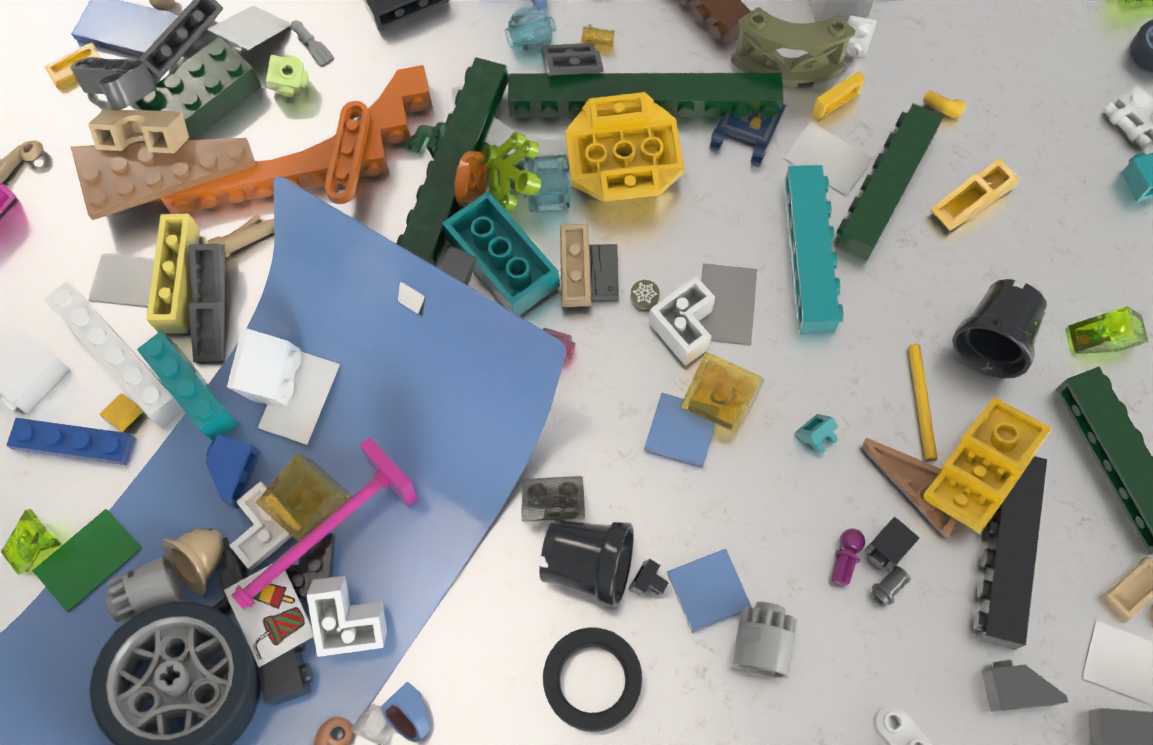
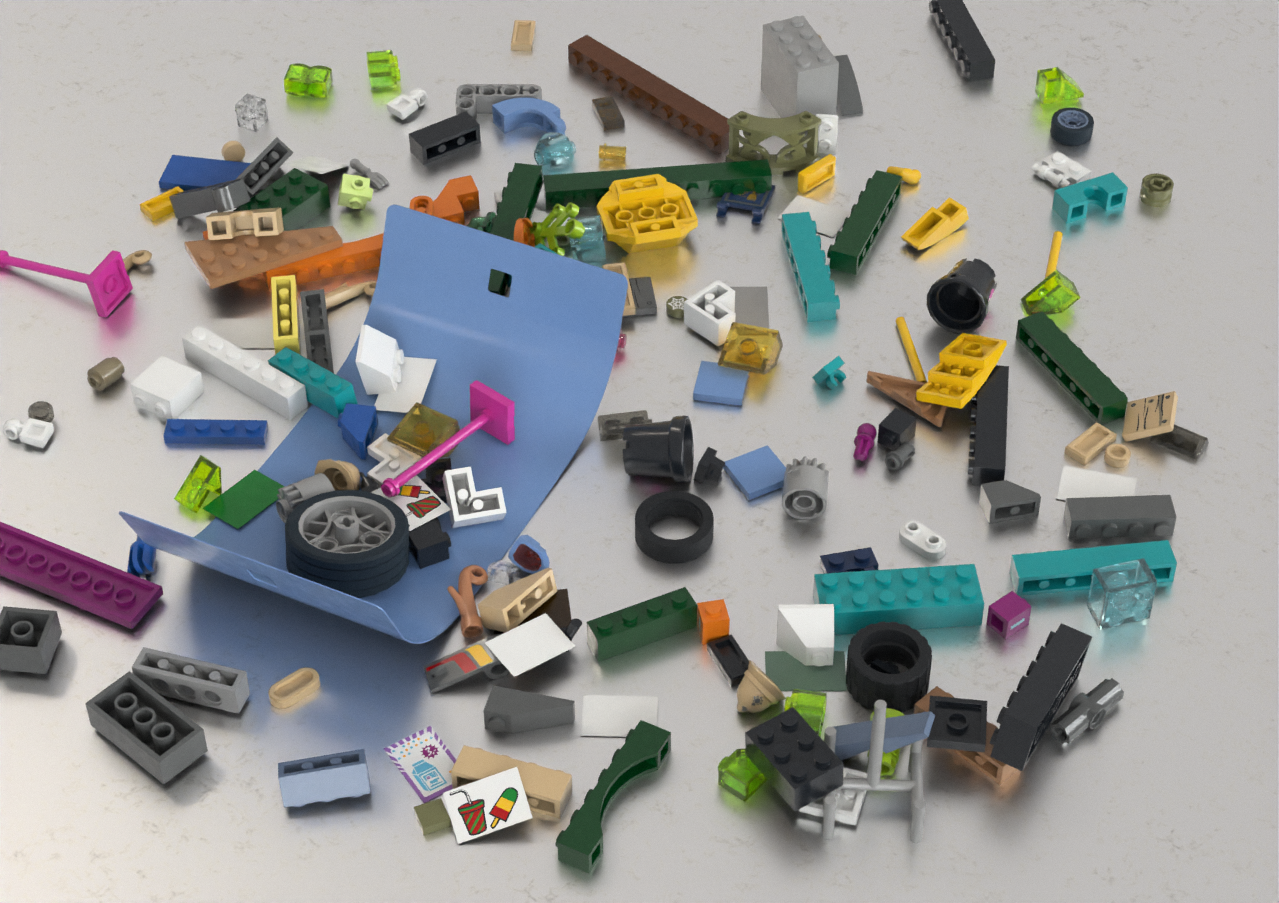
camera: 10 degrees left, 25 degrees down
(121, 412) = (256, 408): yellow tile -> none
(571, 59) = (593, 164): dark grey slope -> none
(1114, 266) = (1054, 253): none -> yellow bar

